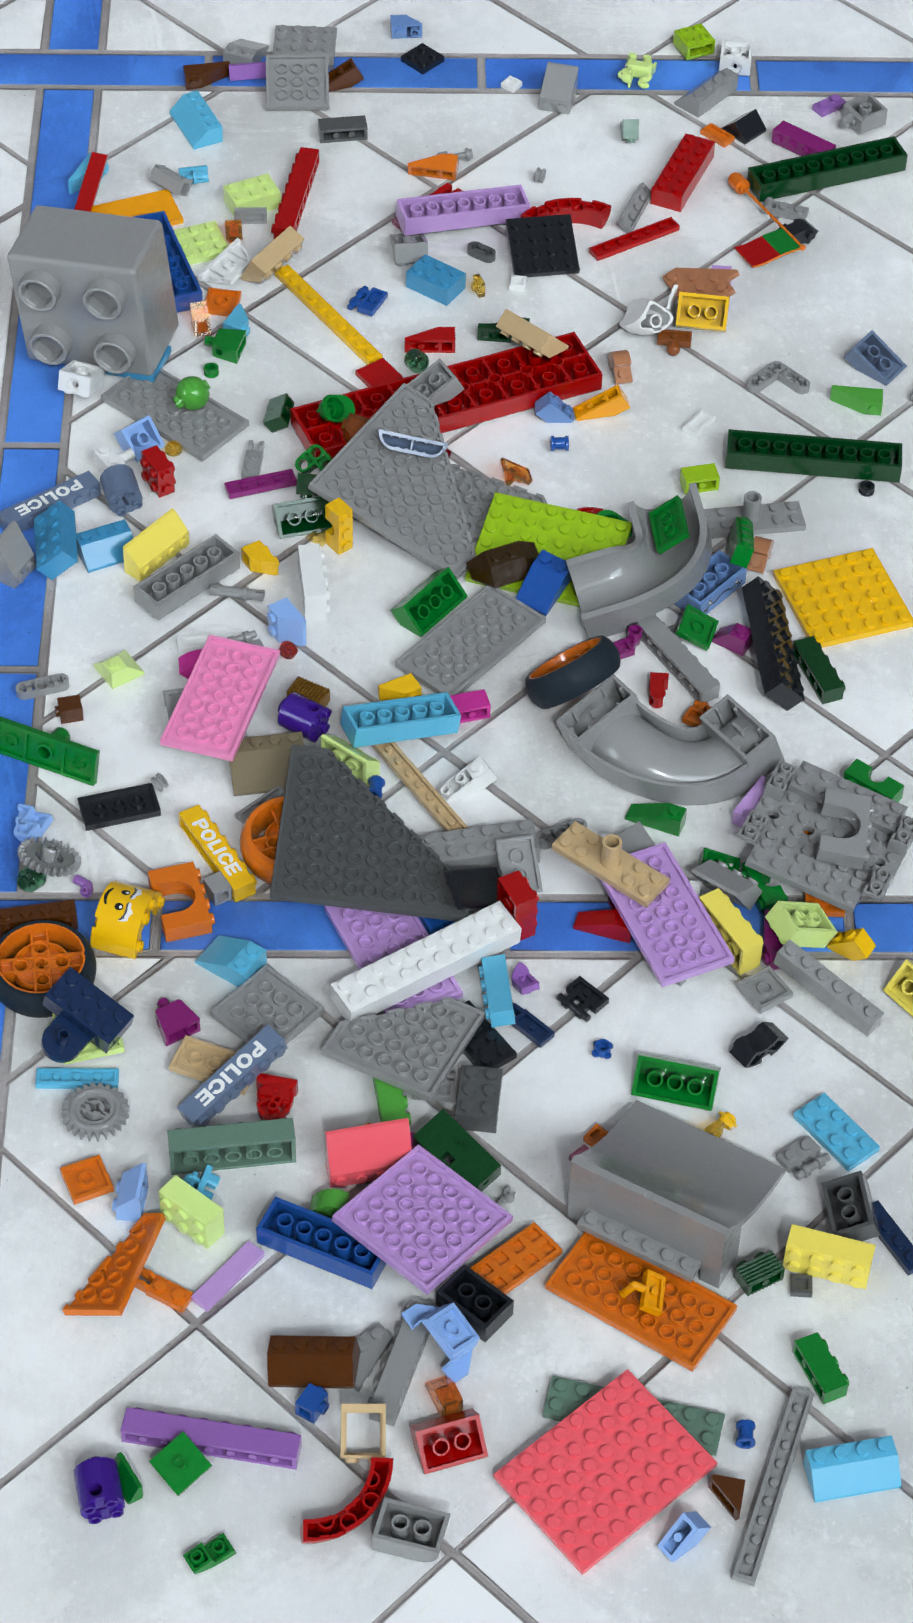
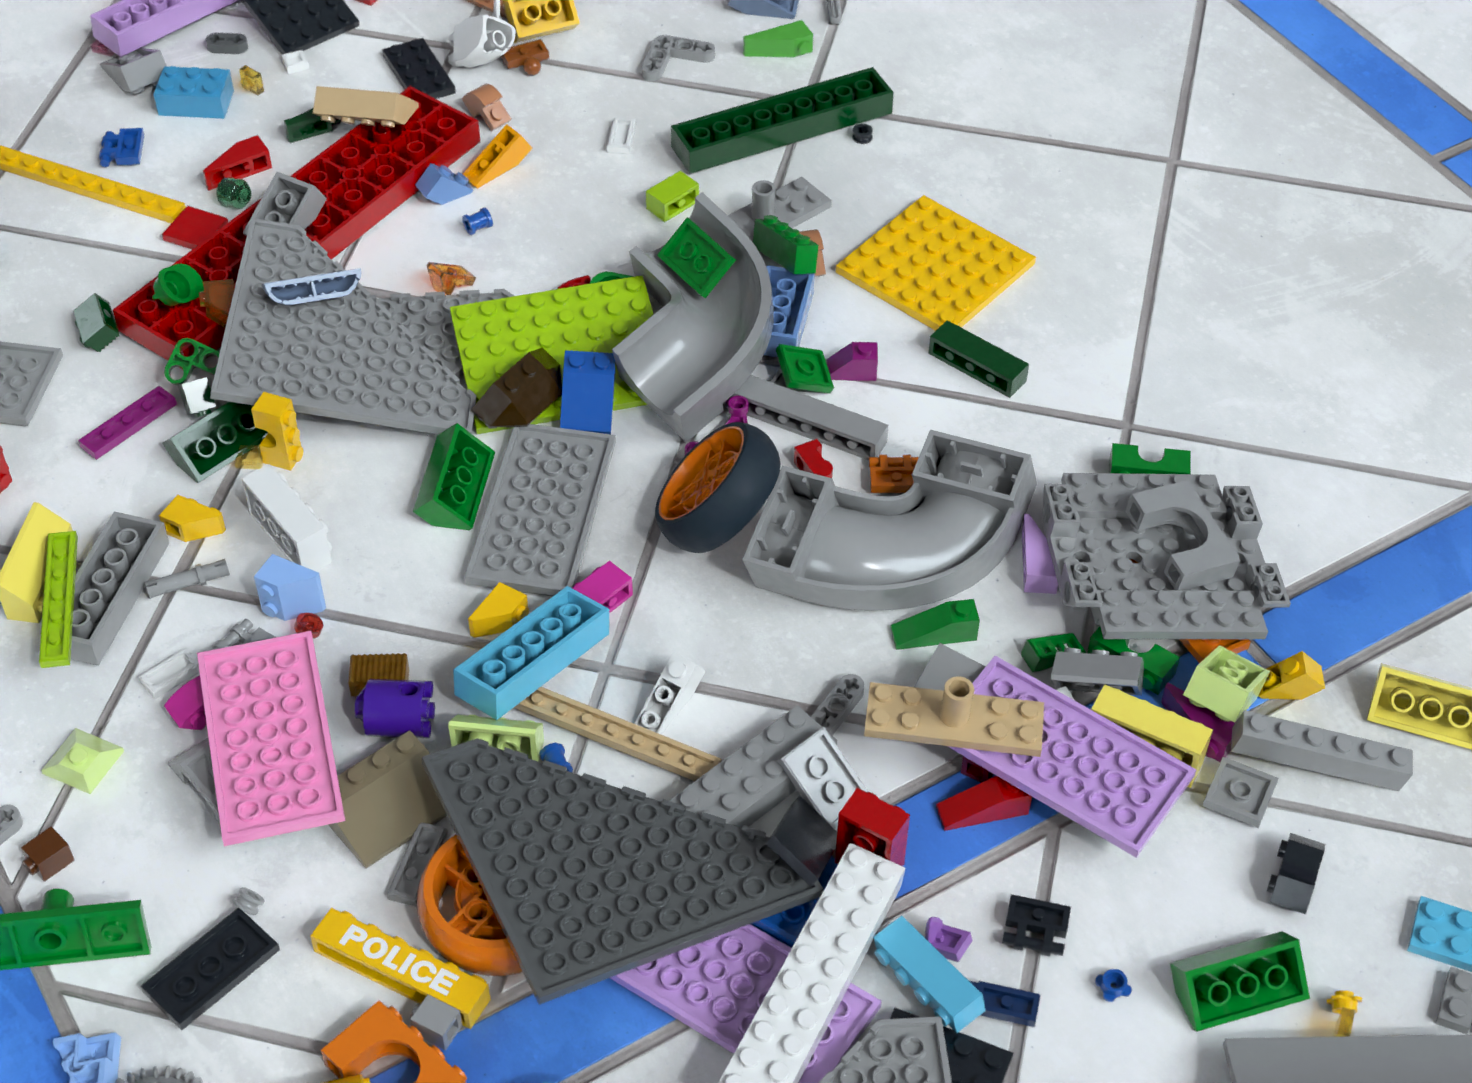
camera: 30 degrees left, 0 degrees up
(154, 571) = (58, 600): none -> lime tile
(253, 460) = (97, 398): light grey hinge -> none
(595, 322) = (419, 68): none -> black plate
(773, 643) = (911, 348): black brick -> none

